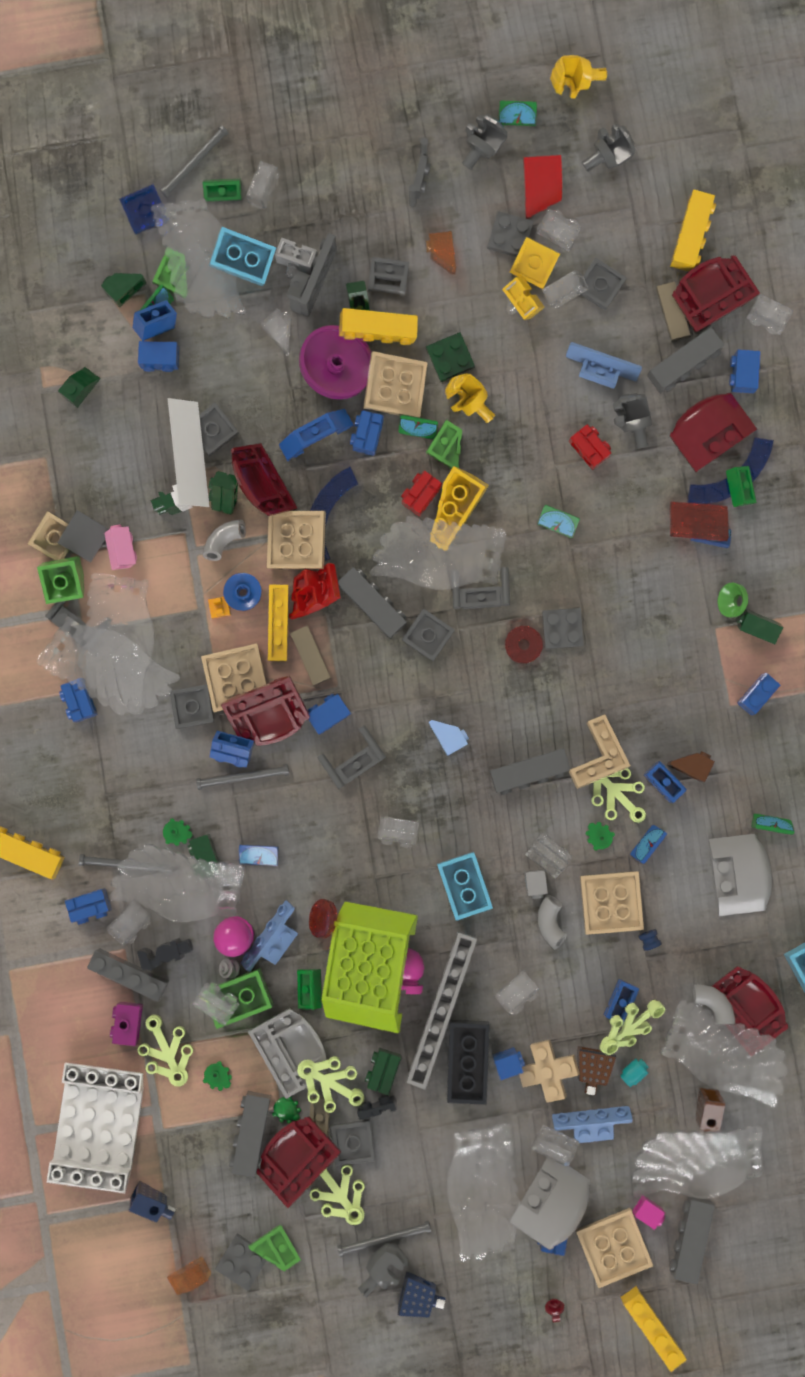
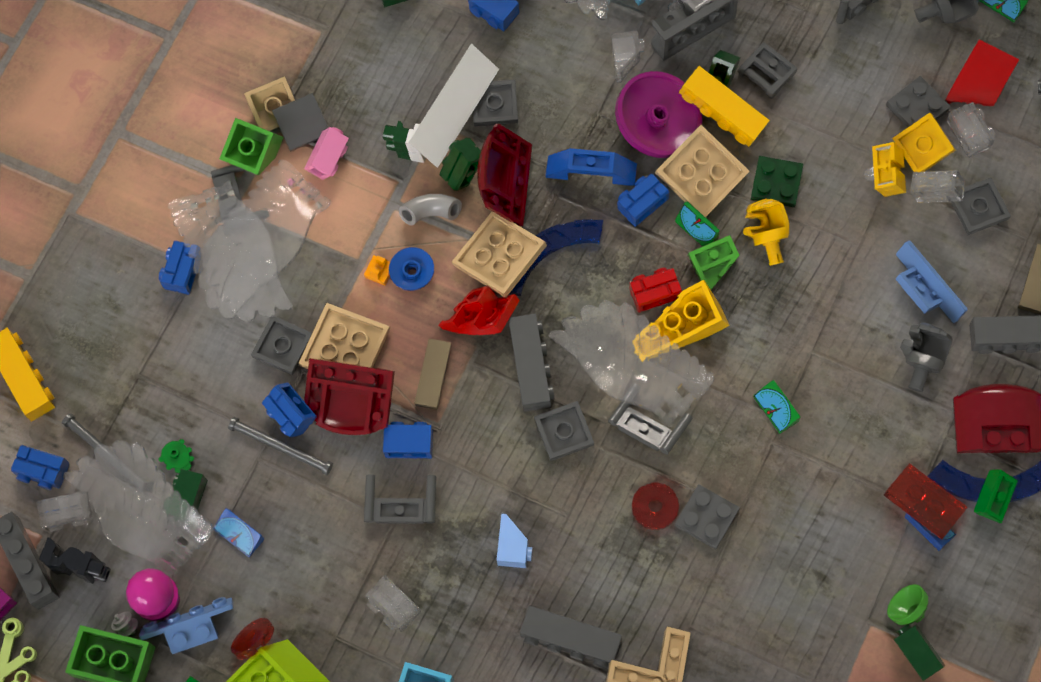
camera: 40 degrees right, 15 degrees down
(215, 1003) = (83, 643): clear brick -> none
(278, 622) = (424, 321): yellow plate -> none
(442, 250) = (838, 77): clear orange slope -> none
(590, 446) = (860, 354): red brick -> none

